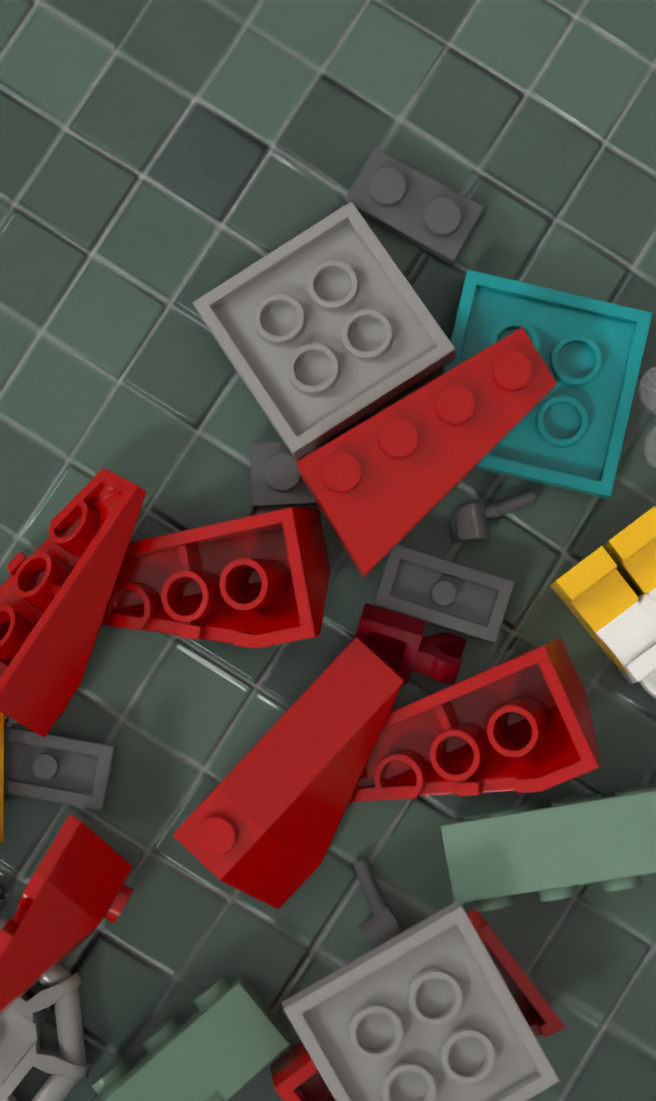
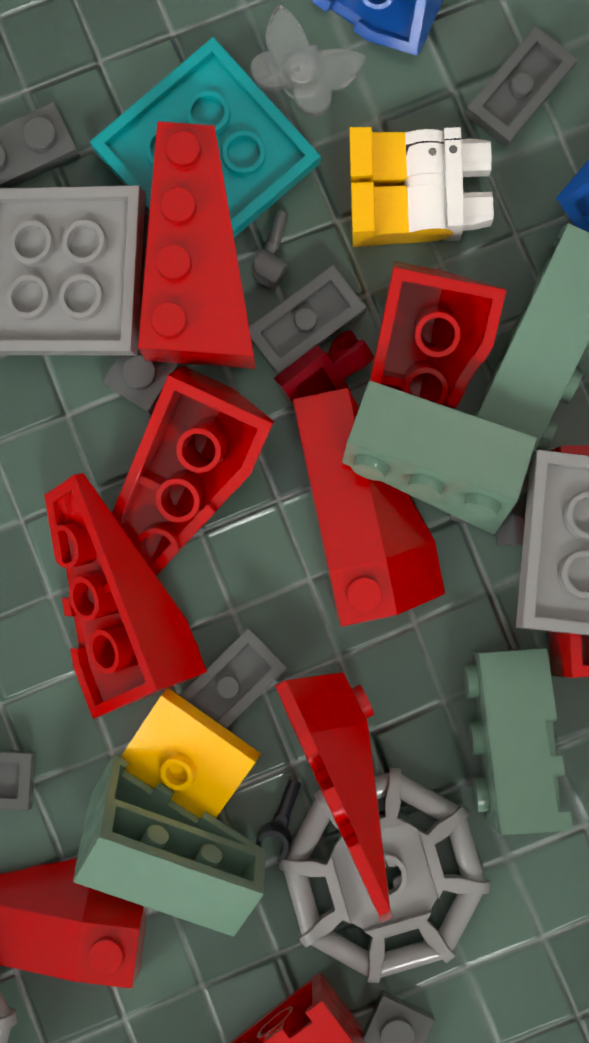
camera: 50 degrees left, 0 degrees up
(396, 814) = (439, 455): none -> sand green wedge

